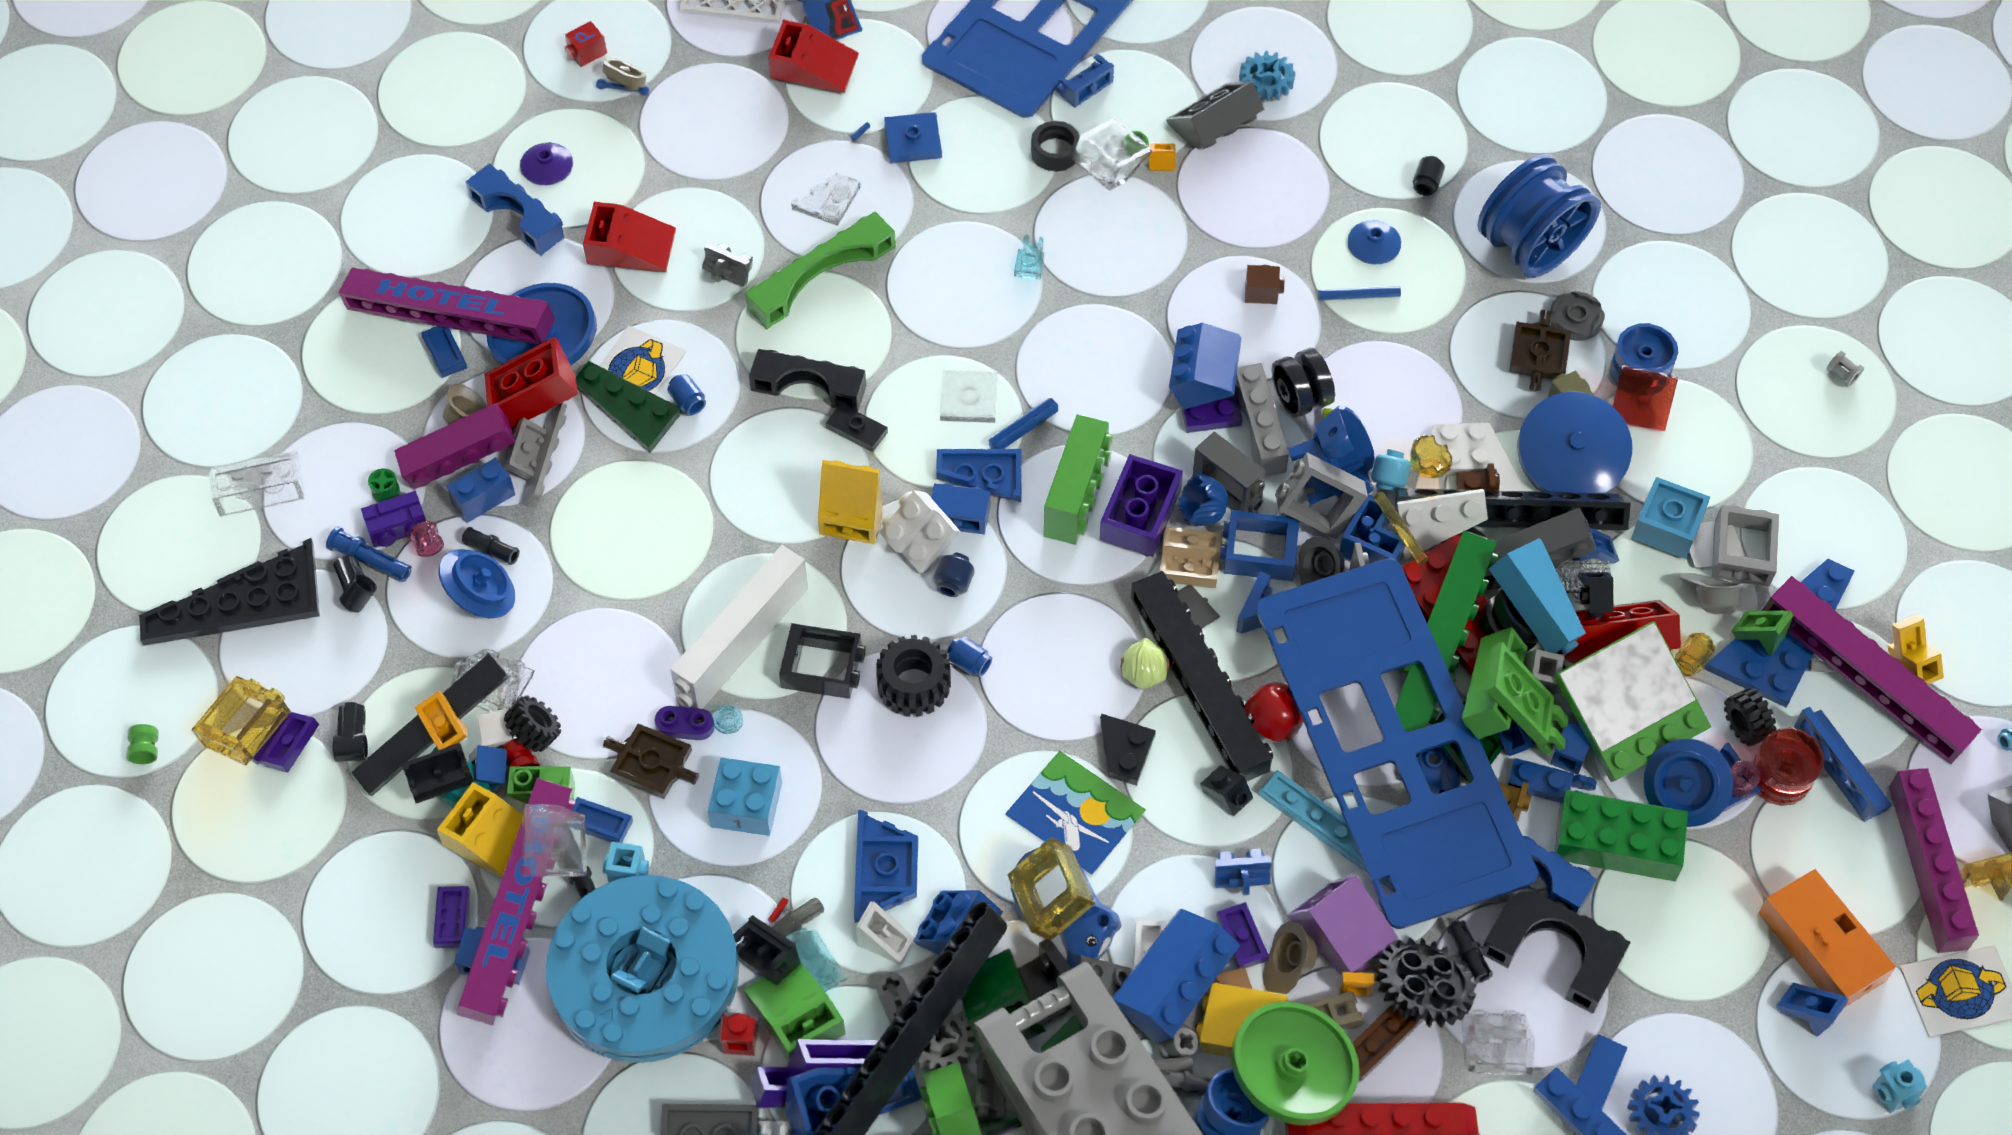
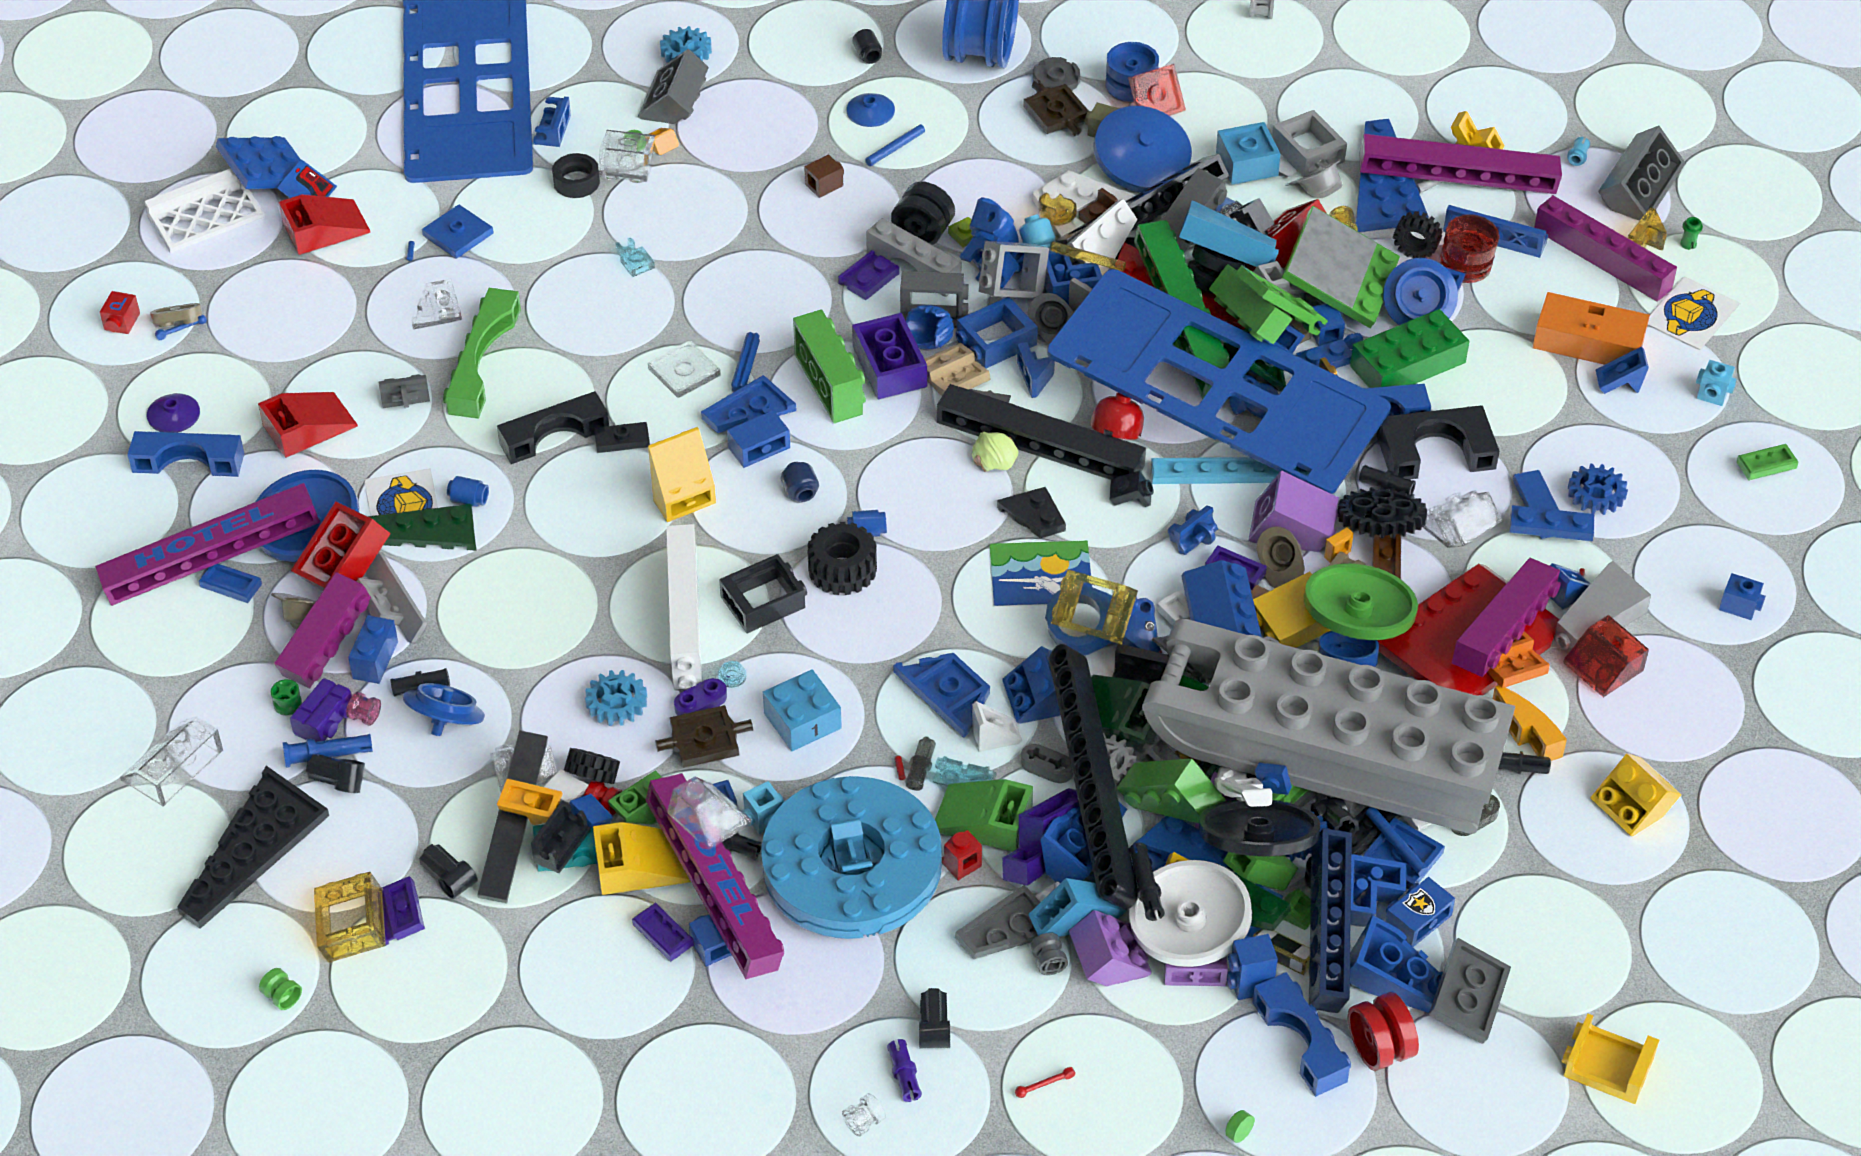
camera: 40 degrees left, 10 degrees down
(630, 666) = (616, 697): none -> dark azure gear
(766, 950) = (931, 785): black hinge -> none
(918, 530) = (747, 466): white plate -> none
(1204, 364) = (843, 242): blue slope -> none
(1743, 787) = (1455, 266): clear pink wheel -> none
(1765, 626) = (1375, 175): bright green slope -> none

